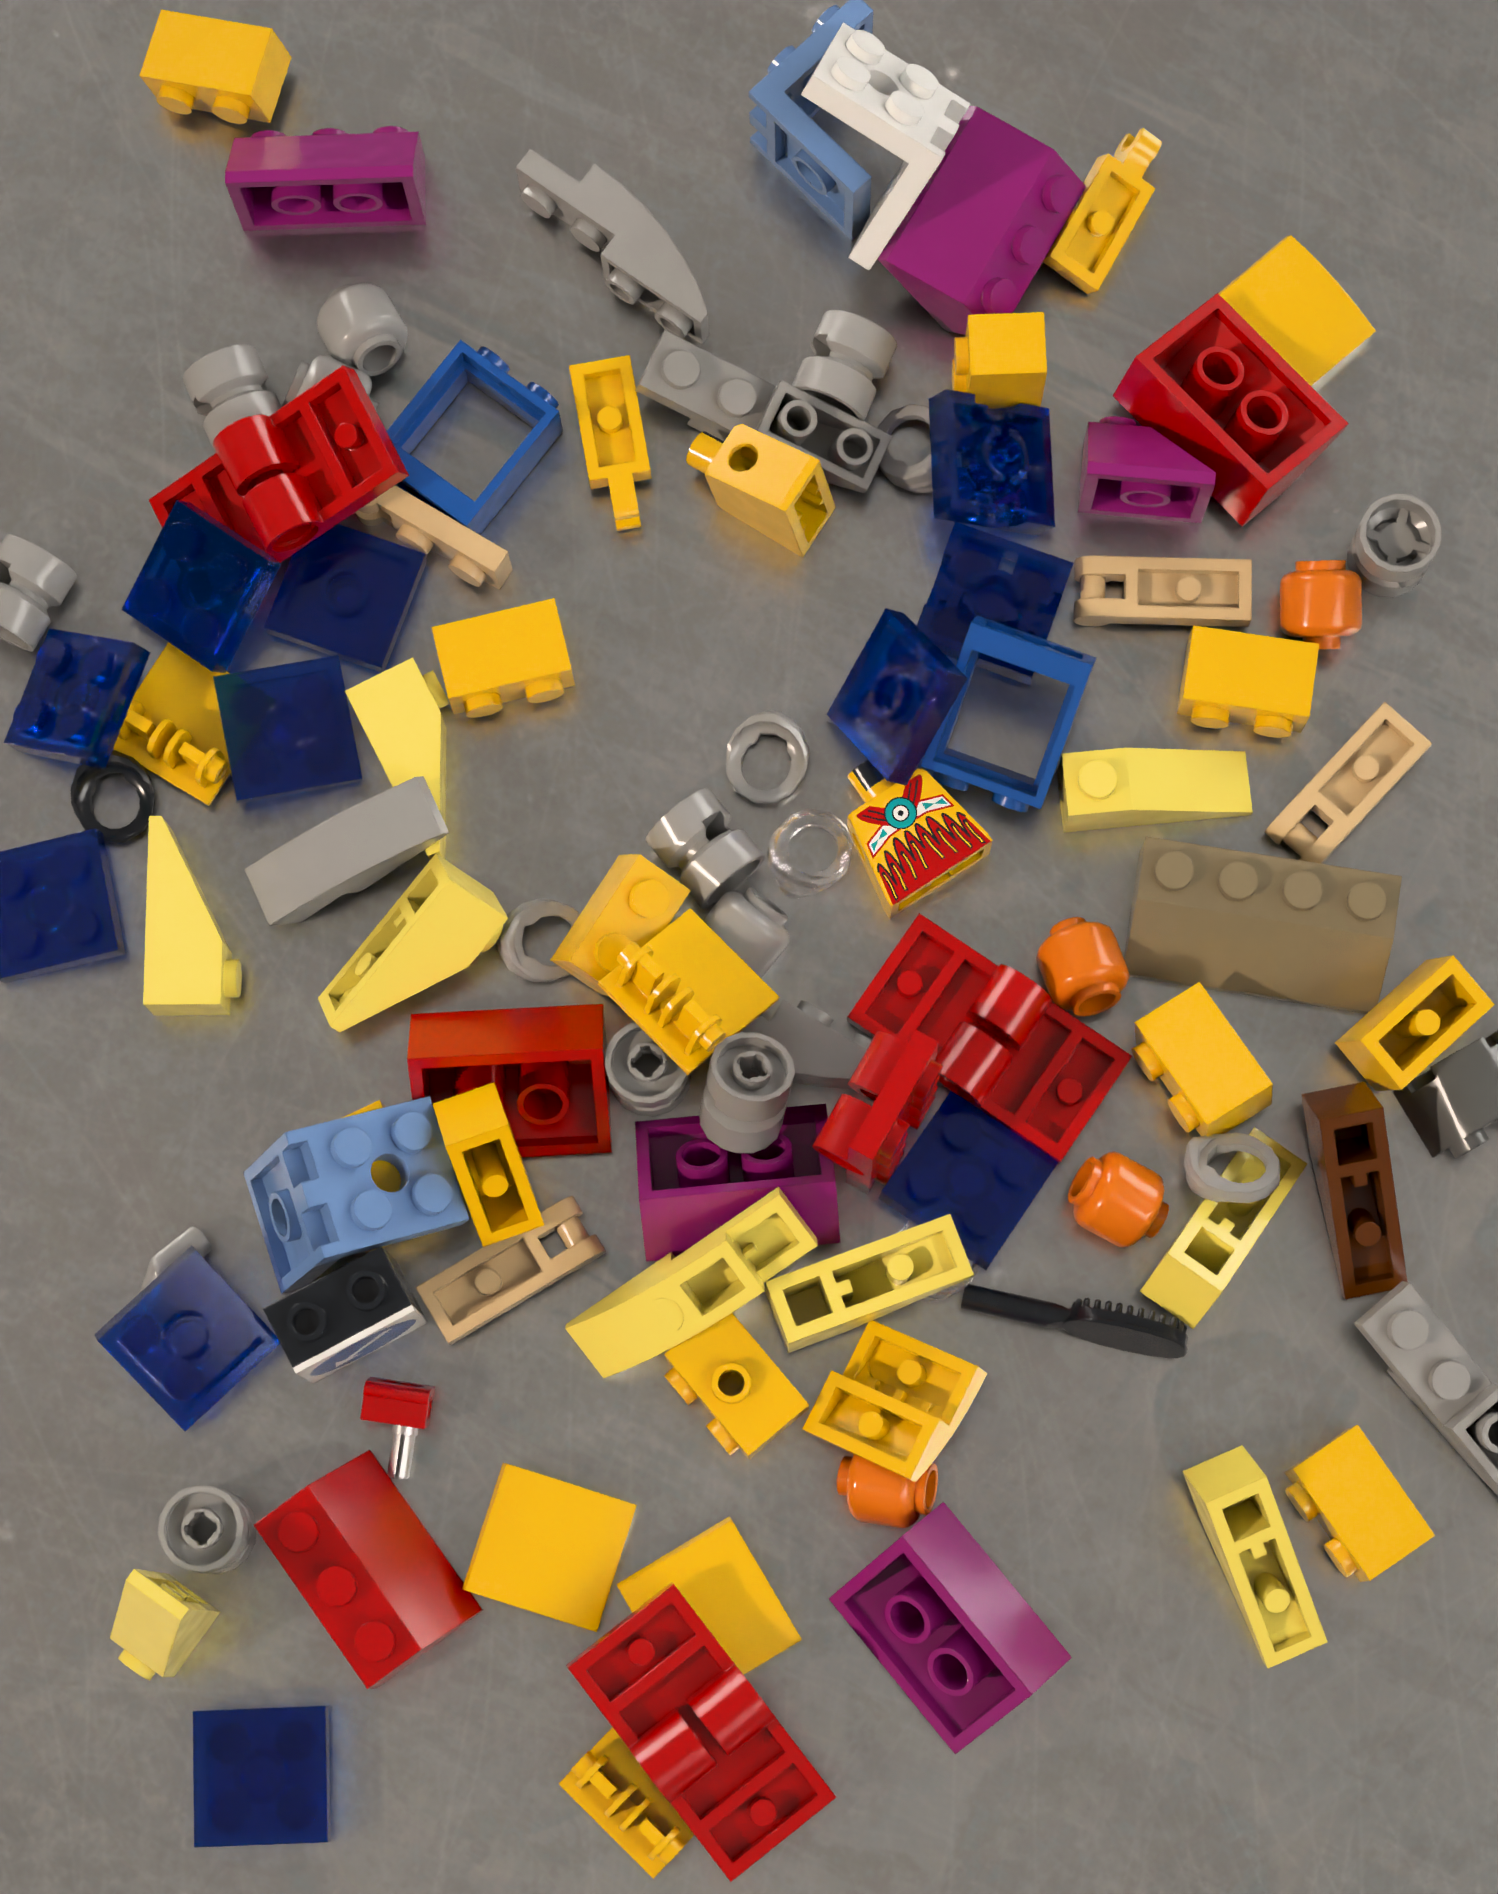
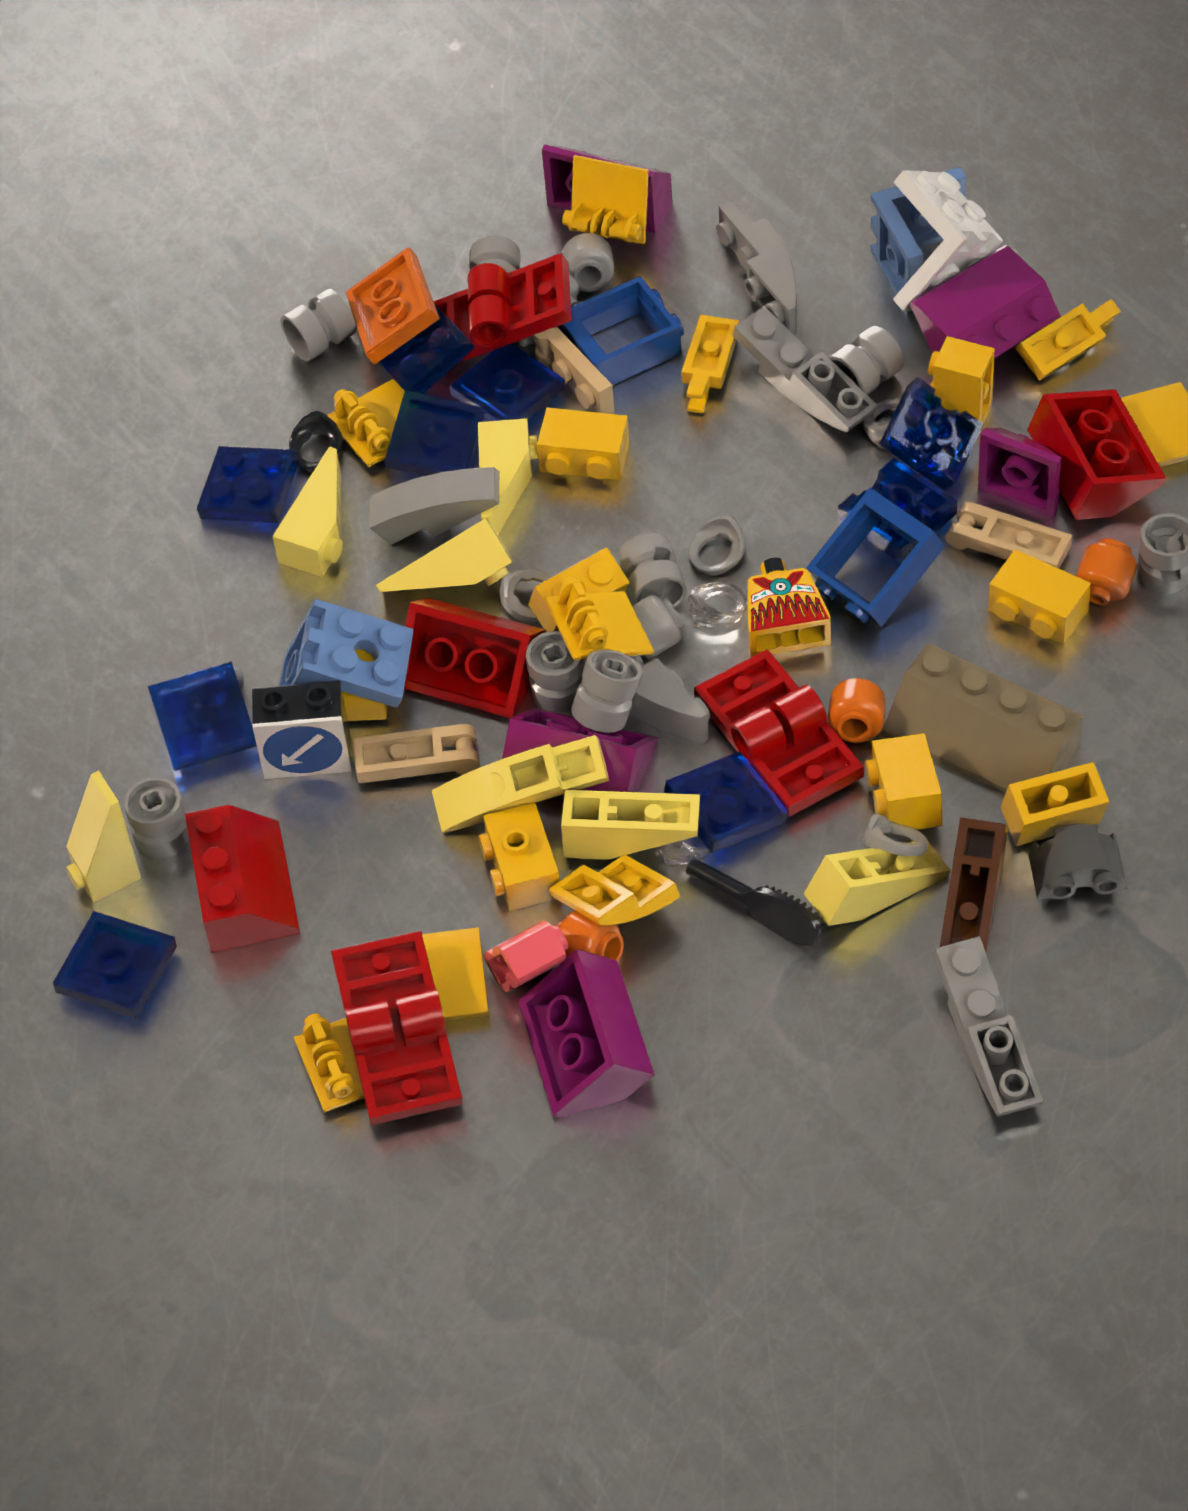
camera: 25 degrees right, 25 degrees down
(77, 697) = (320, 382): clear blue plate -> none
(118, 526) = (392, 305): none -> orange tile
(215, 67) = (572, 115): yellow brick -> none
(357, 227) = (608, 200): none -> yellow hinge
(406, 1407) = (311, 804): red piece -> none
(488, 1164) = (430, 679): yellow brick -> none
(549, 1547) = (358, 903): yellow slope -> none
(765, 485) = (788, 406): yellow torso -> none
(829, 1554) = (526, 955): none -> coral brick
(896, 696) = (808, 523): clear blue plate -> none
(902, 1086) = (684, 712): red plate -> none
(1118, 1199) = (812, 836): orange head -> none
(1150, 787) = (927, 617): light yellow slope -> none
(1255, 1554) = (805, 1069): light yellow slope -> none
(1350, 784) = (1083, 671): tan plate -> none
(1357, 1505) = (887, 1061): yellow brick -> none

